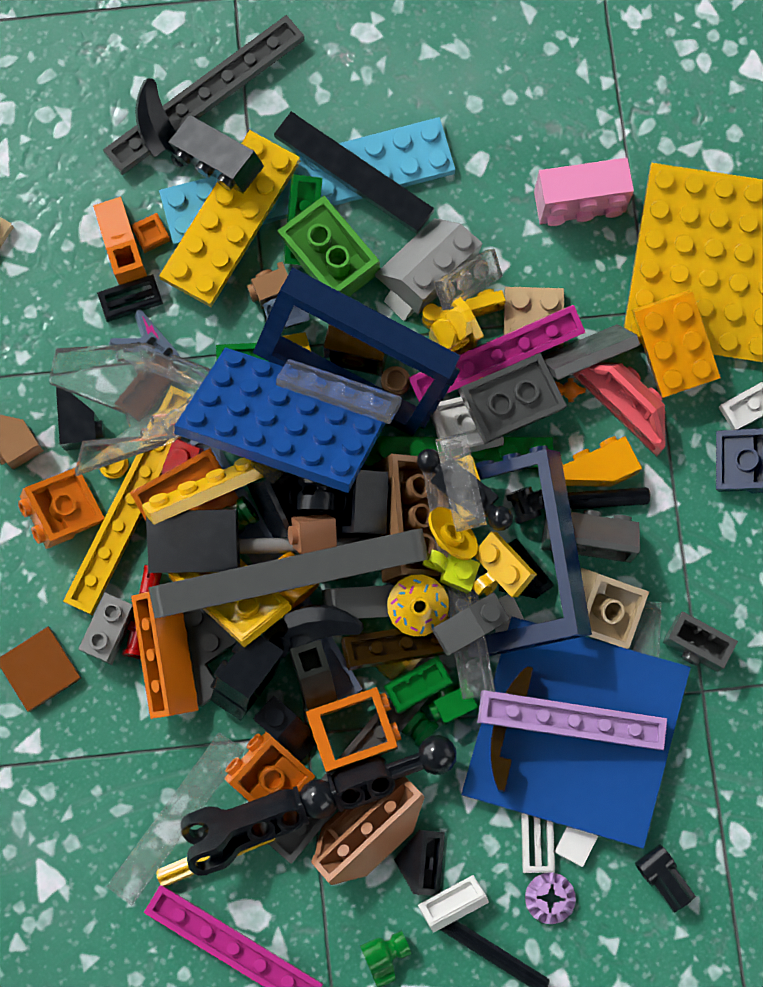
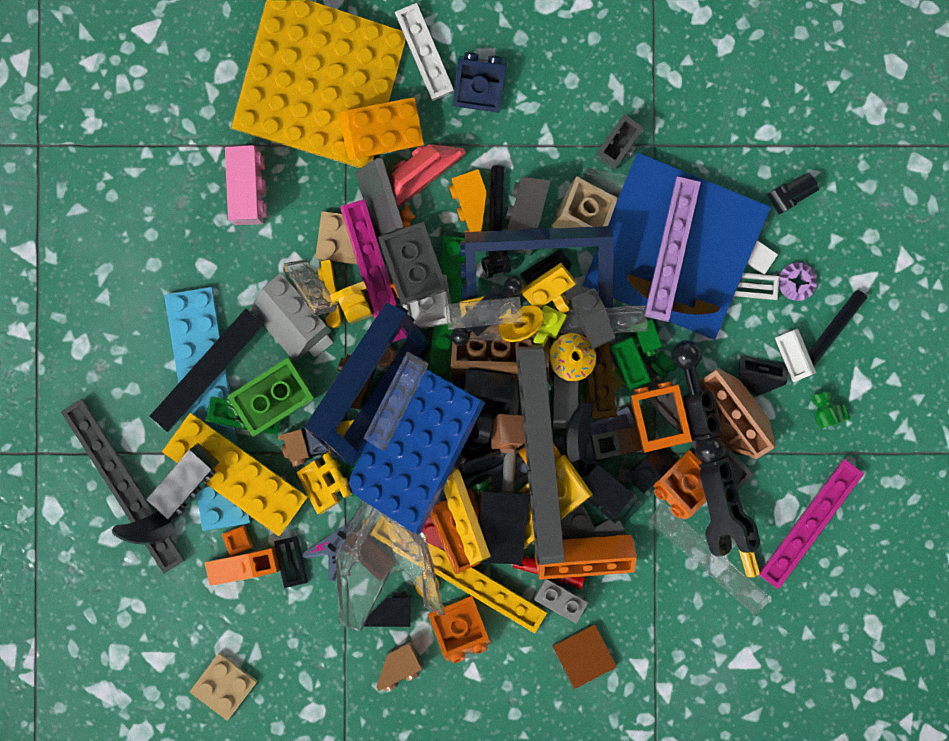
camera: 85 degrees left, 10 degrees up
(224, 318) = (318, 486): none -> yellow plate

